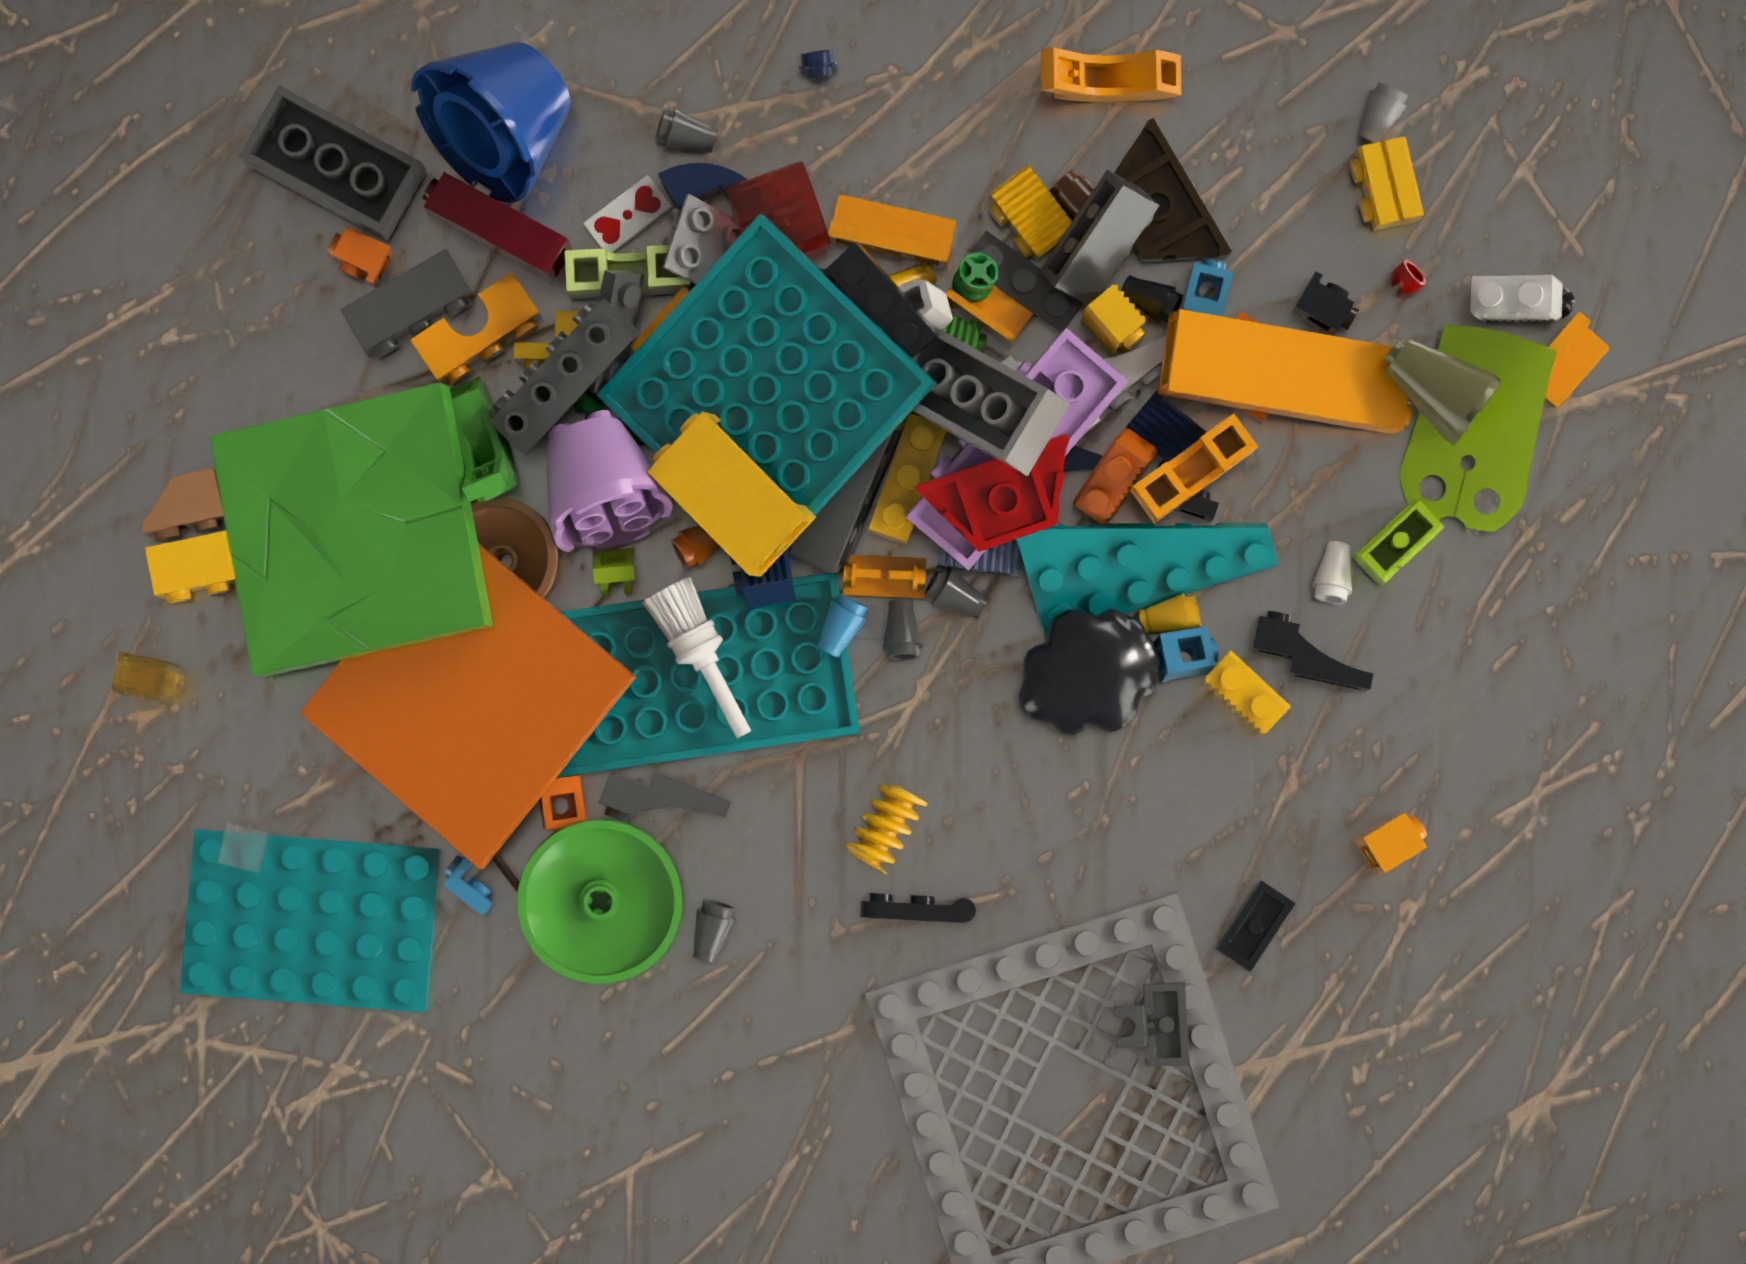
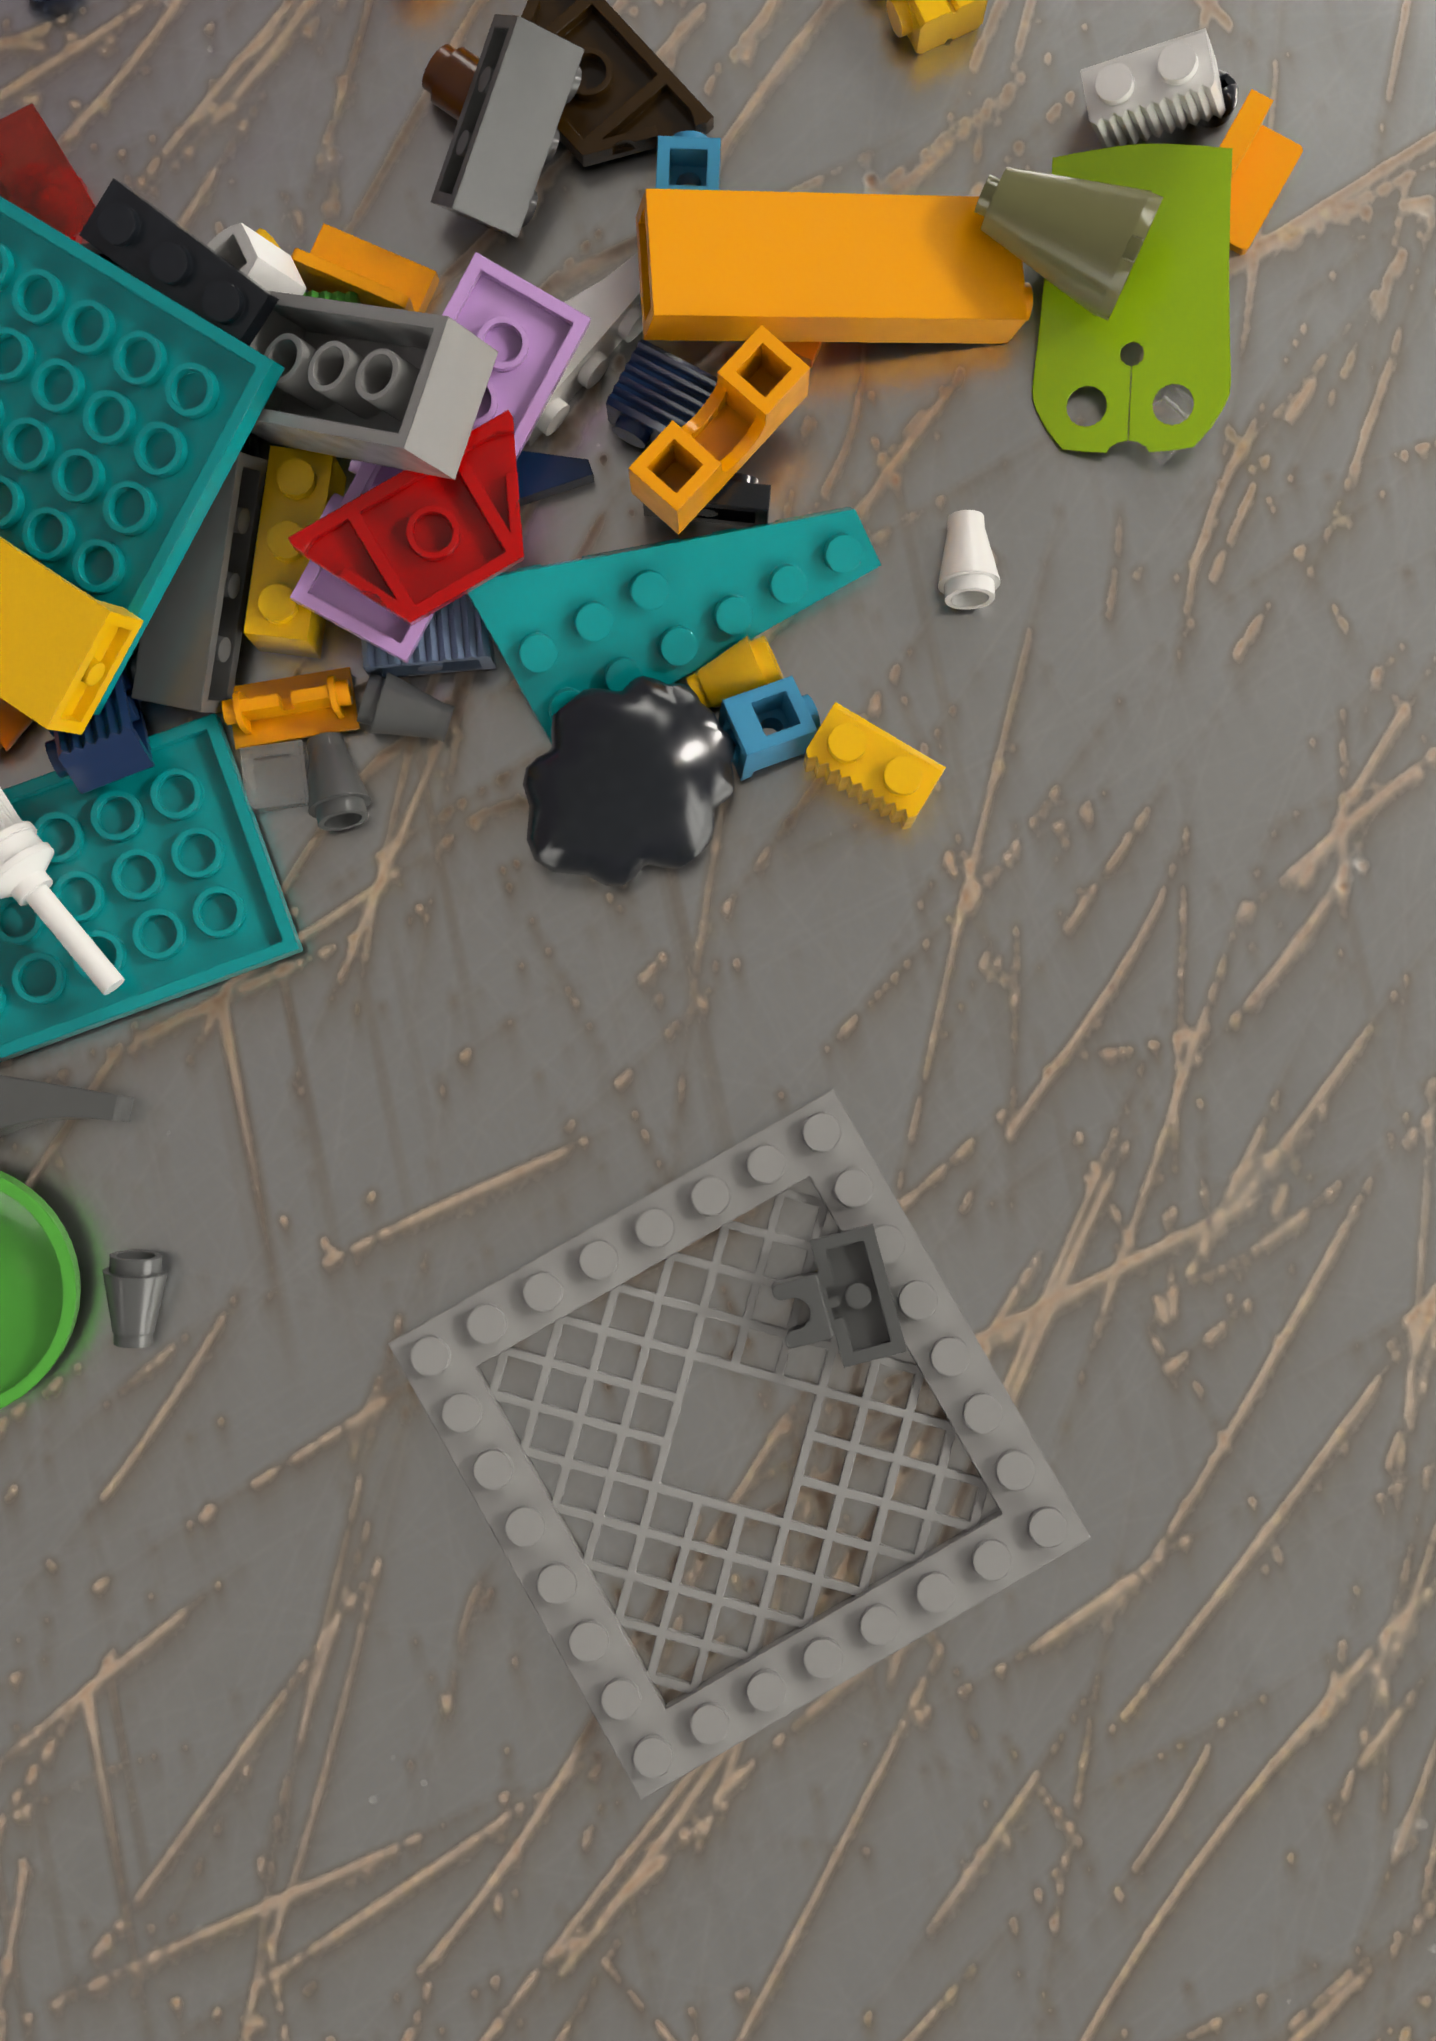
camera: 10 degrees left, 0 degrees up
(841, 624) = (233, 788): dark azure cone -> none
(884, 826) = (365, 1083): yellow piece -> none
(892, 231) = (217, 194): light orange panel -> none
(920, 909) = (444, 1197): black plate -> none
(975, 267) = (333, 224): green wheel -> none
(1028, 285) = (409, 225): dark grey plate -> none
(1030, 214) = (397, 121): yellow brick -> none
(1114, 321) = (553, 241): yellow brick -> none
(1115, 476) = (597, 483): orange brick -> none
(1152, 298) = (603, 211): black cone -> none
(1255, 926) = (962, 1115): black plate -> none
(1281, 638) = (908, 673): black slope -> none
(1326, 306) = (869, 162): black brick -> none
(1392, 842) = (1145, 942): light orange brick -> none
(1398, 542) = (1054, 488): lime brick -> none
(1408, 277) = (984, 104): red hinge -> none

